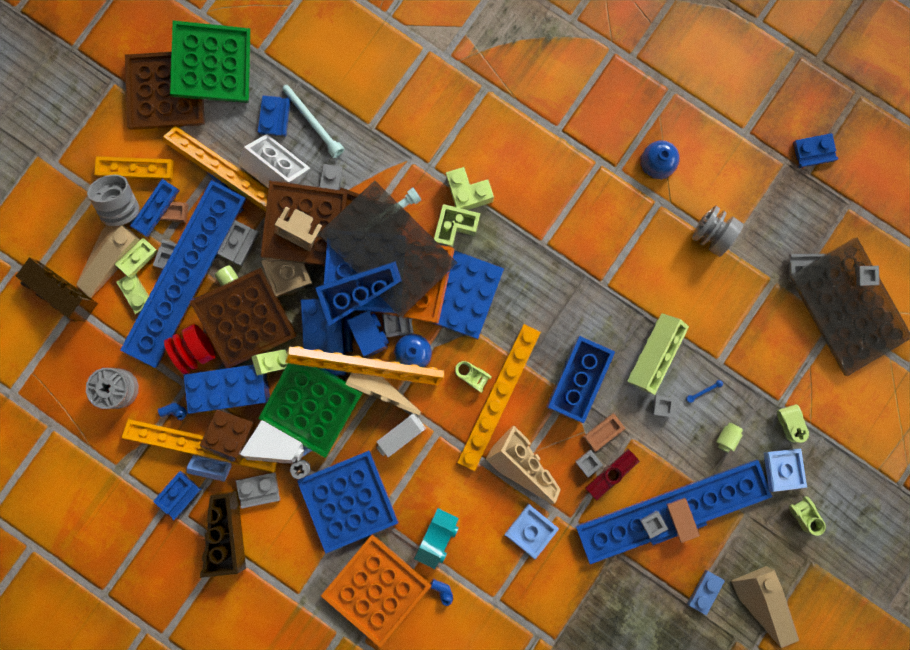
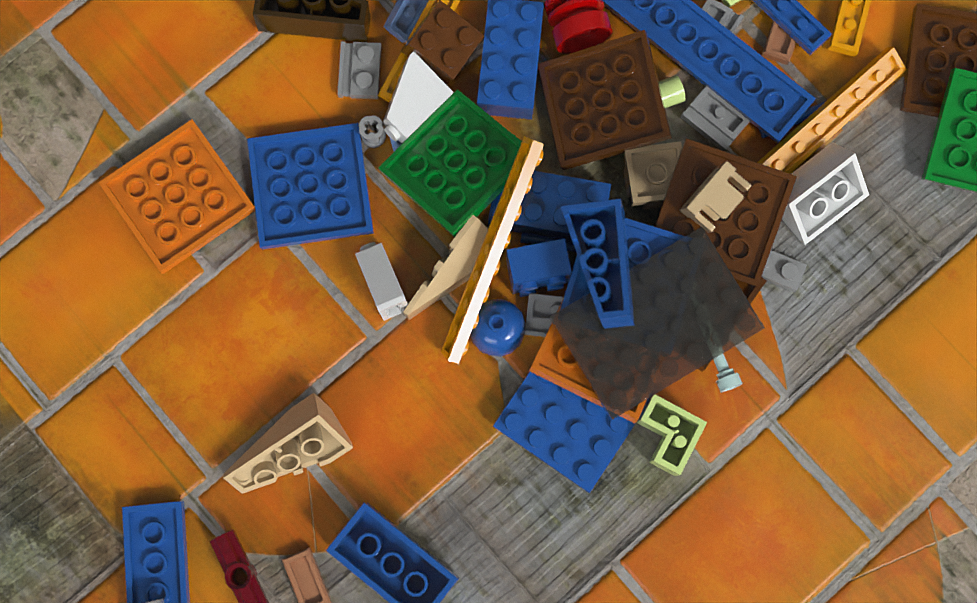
camera: 105 degrees right, 5 degrees down
(269, 362) = (532, 119): yellowish green plate -> none
(274, 115) = (894, 211): blue plate -> none
(334, 148) = (828, 285): light aqua piece -> none
(436, 539) = (223, 295): teal brick -> none
(444, 591) = (148, 289): blue arm -> none
(466, 195) = (712, 466): yellowish green brick -> none
(473, 376) = (440, 406): yellowish green piece -> none
(499, 397) = (401, 438): light orange plate -> none
(531, 531) = (194, 435): light blue tile -> none
(589, 463) = (267, 545): light grey plate -> none

